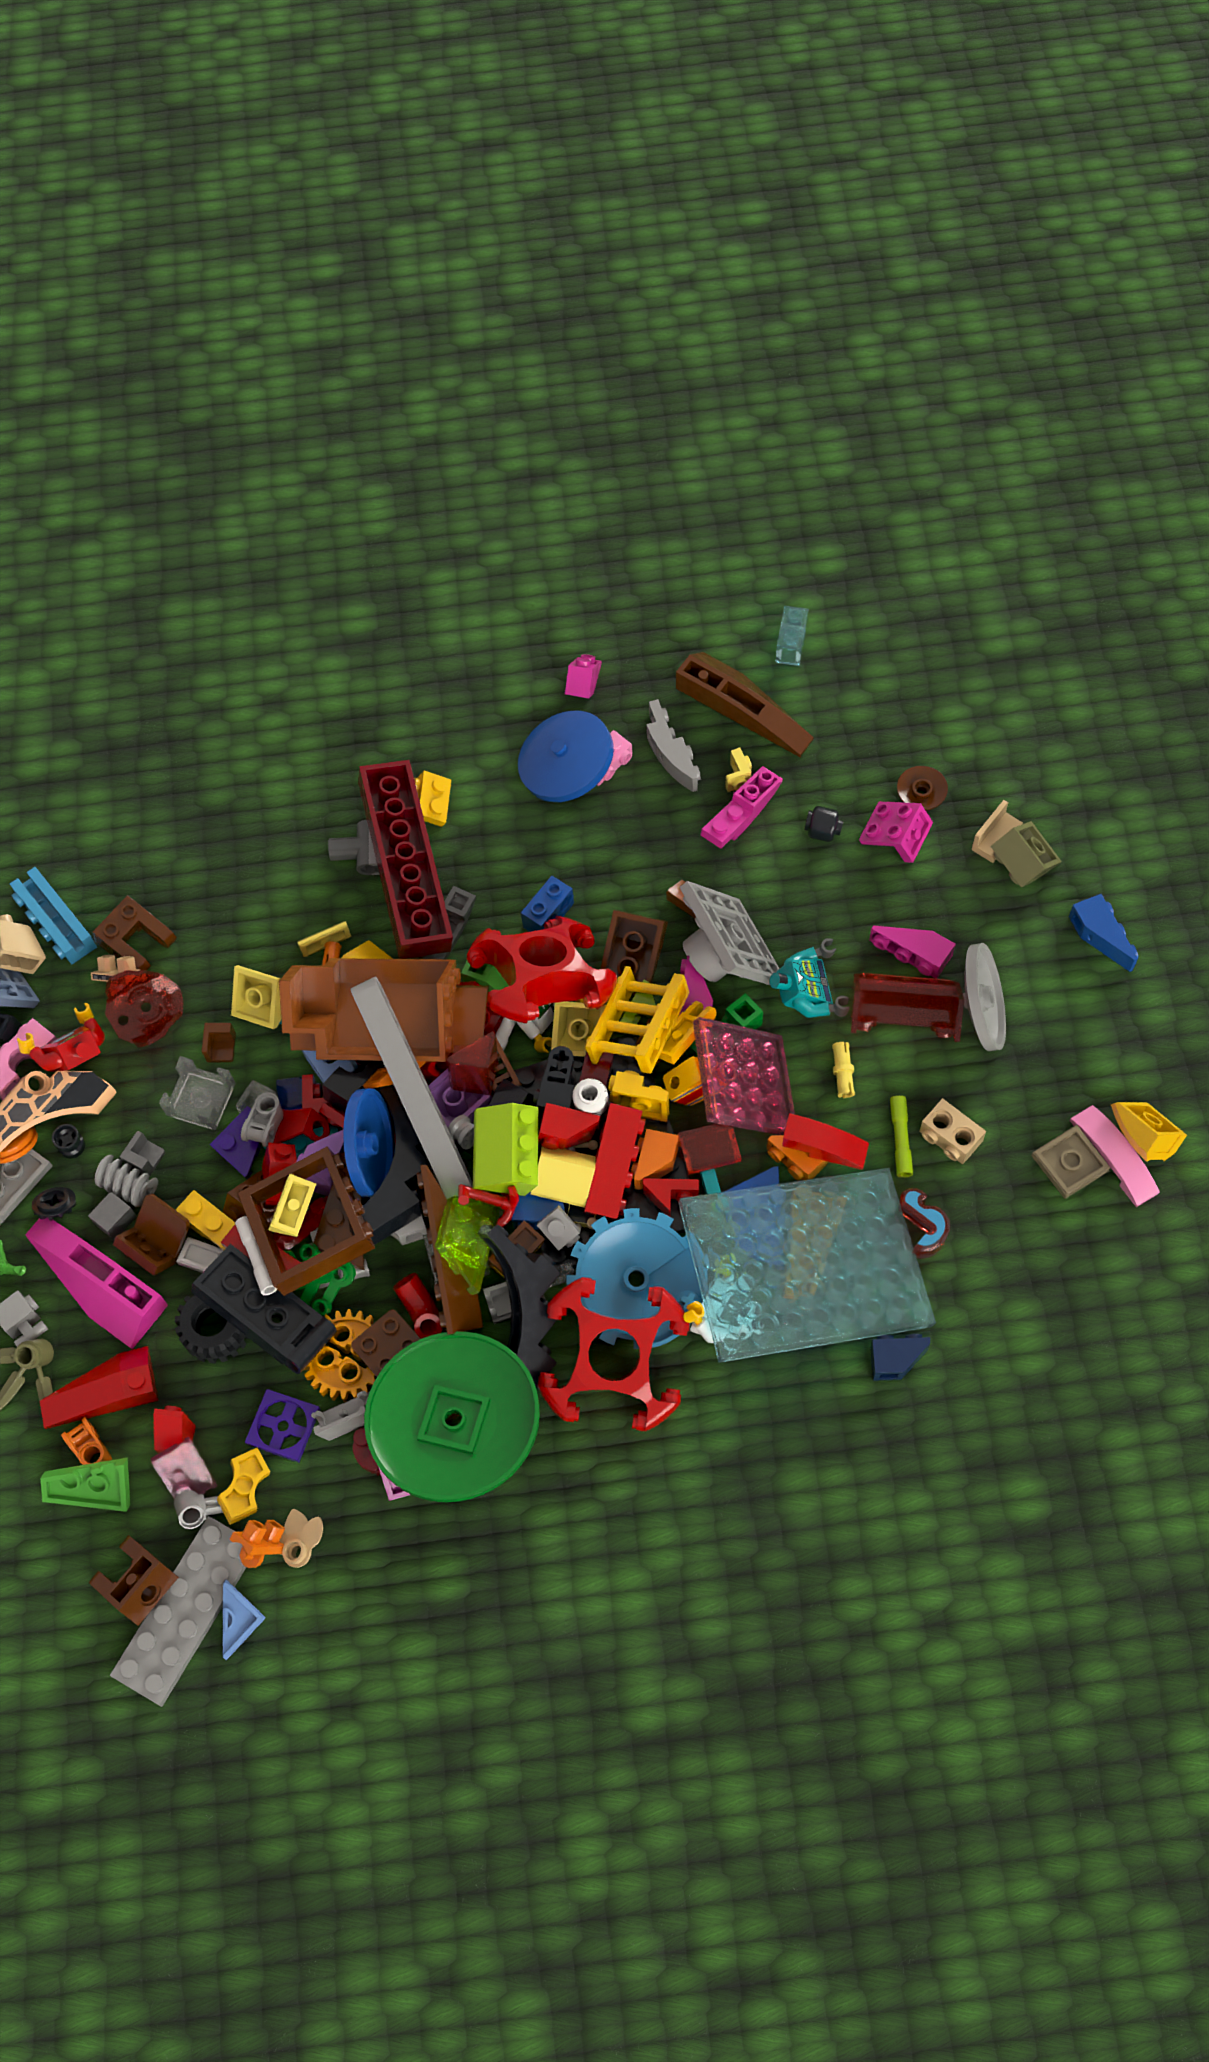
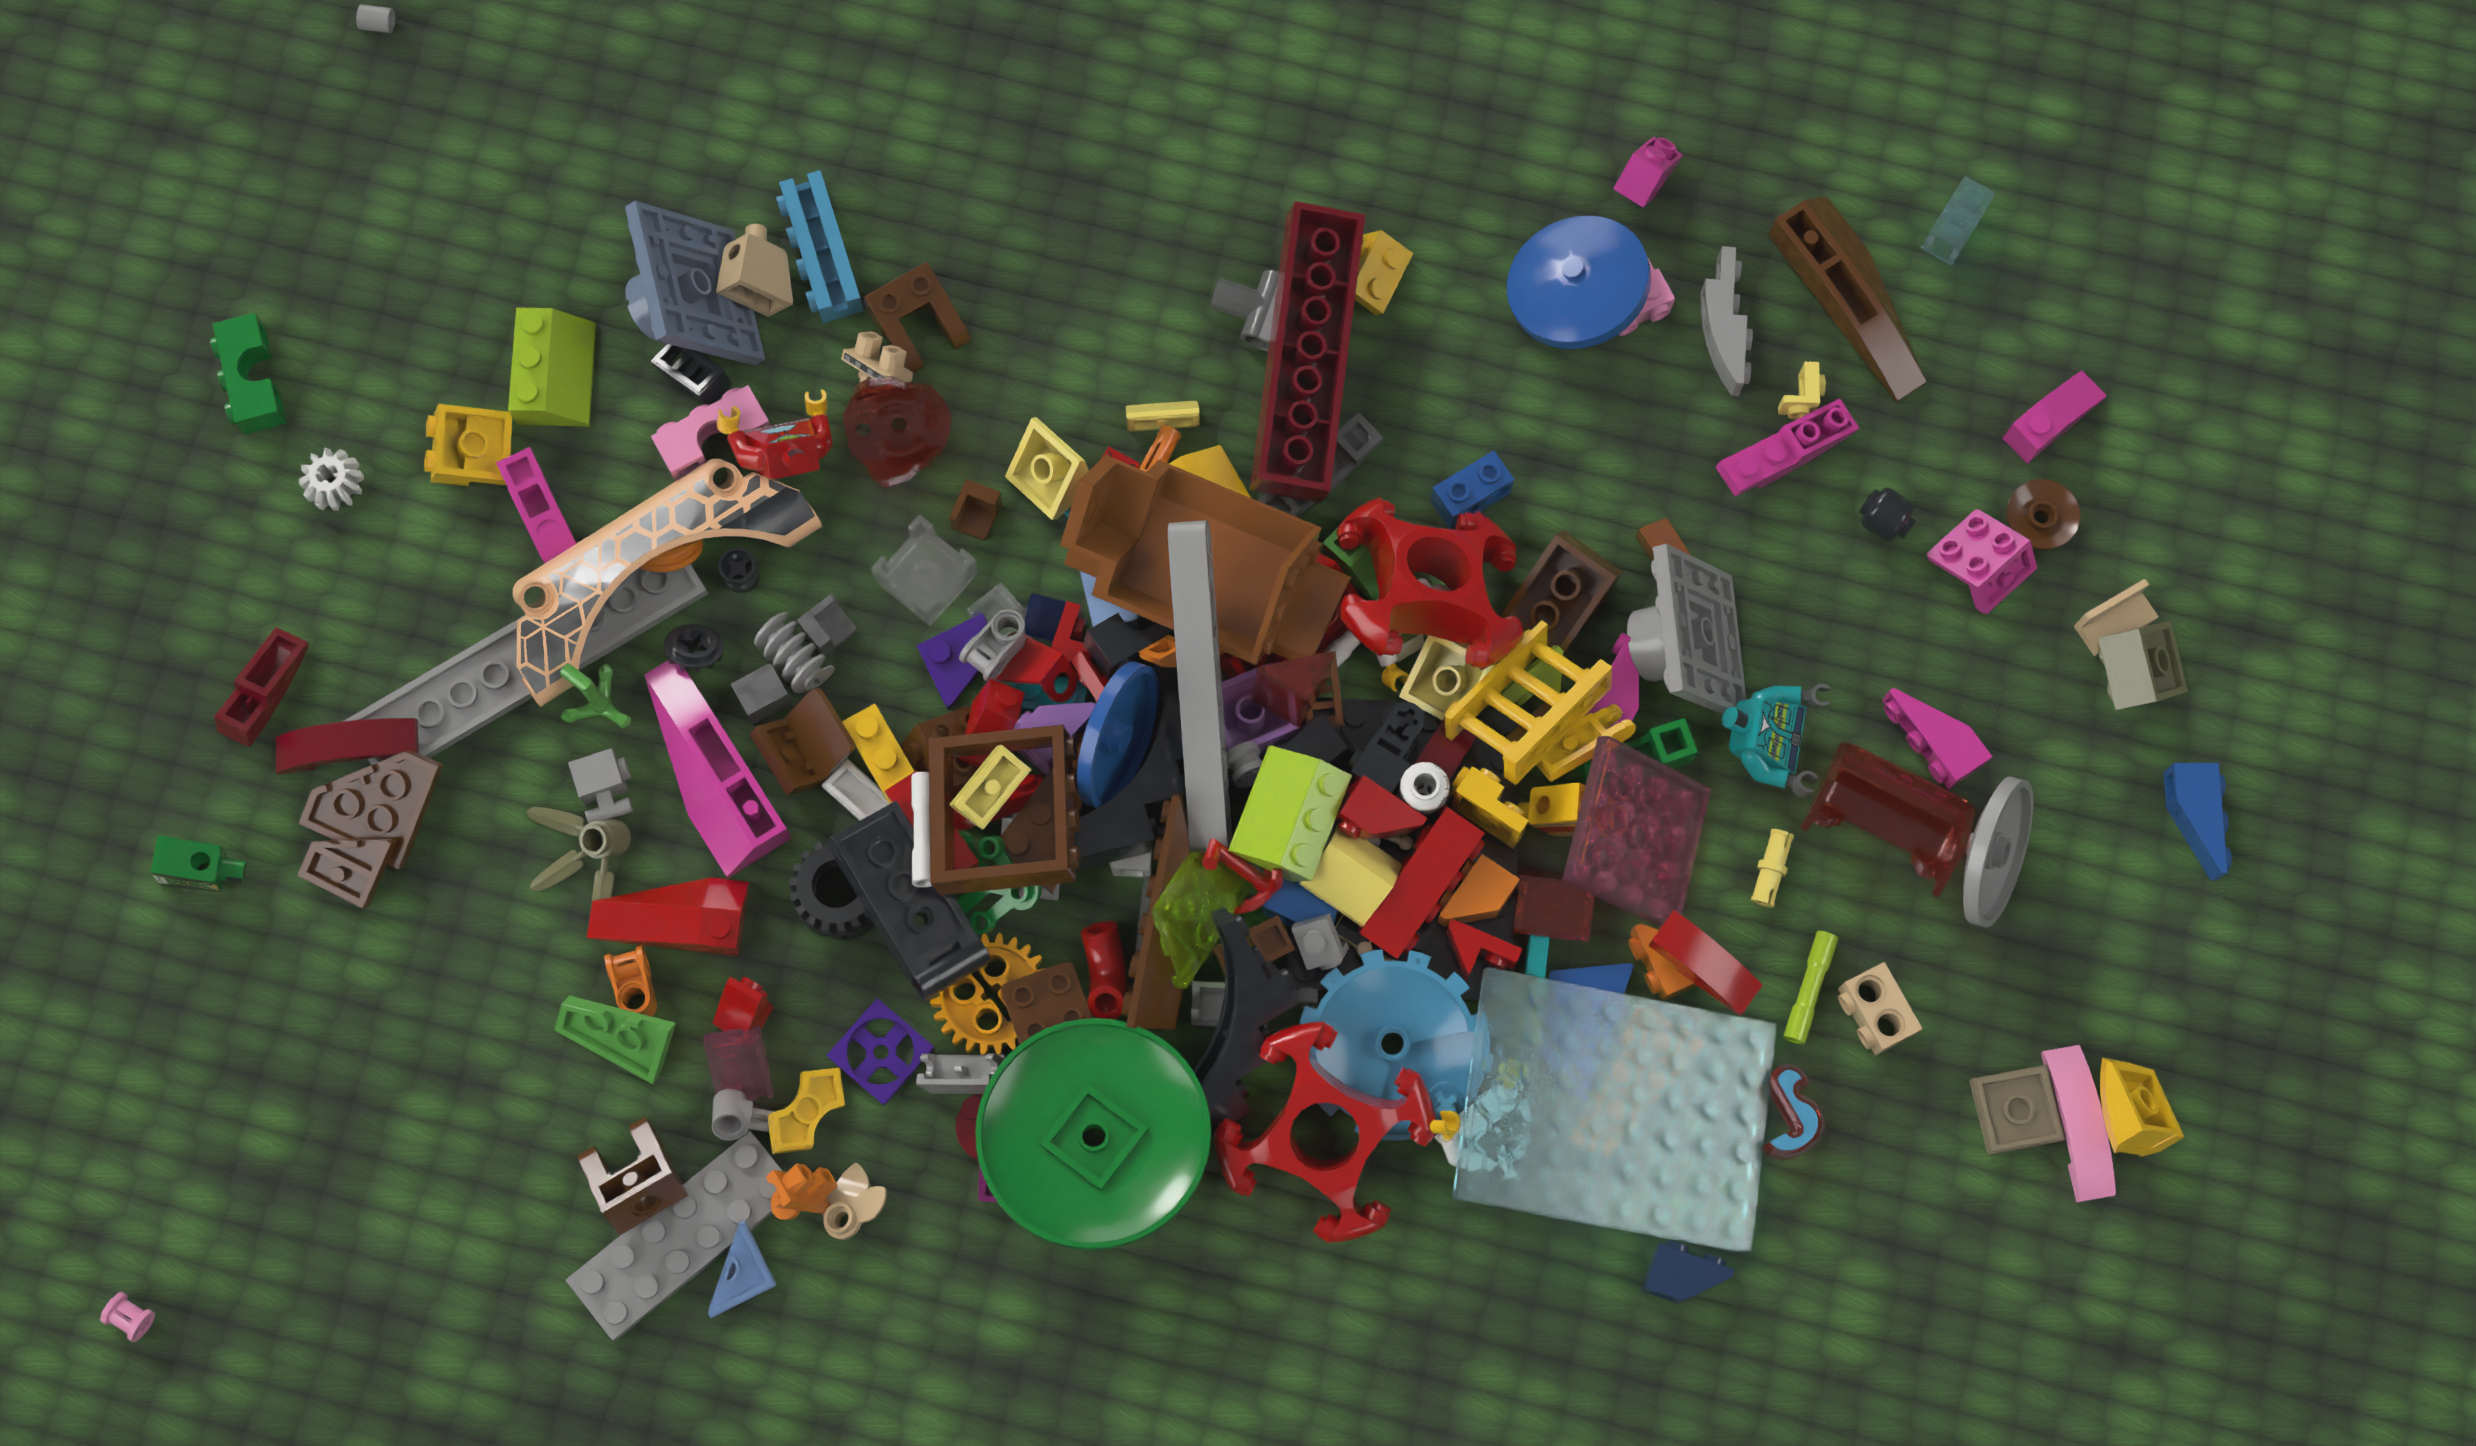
camera: 15 degrees right, 10 degrees up
(901, 729) = (2053, 416): none -> dark pink slope

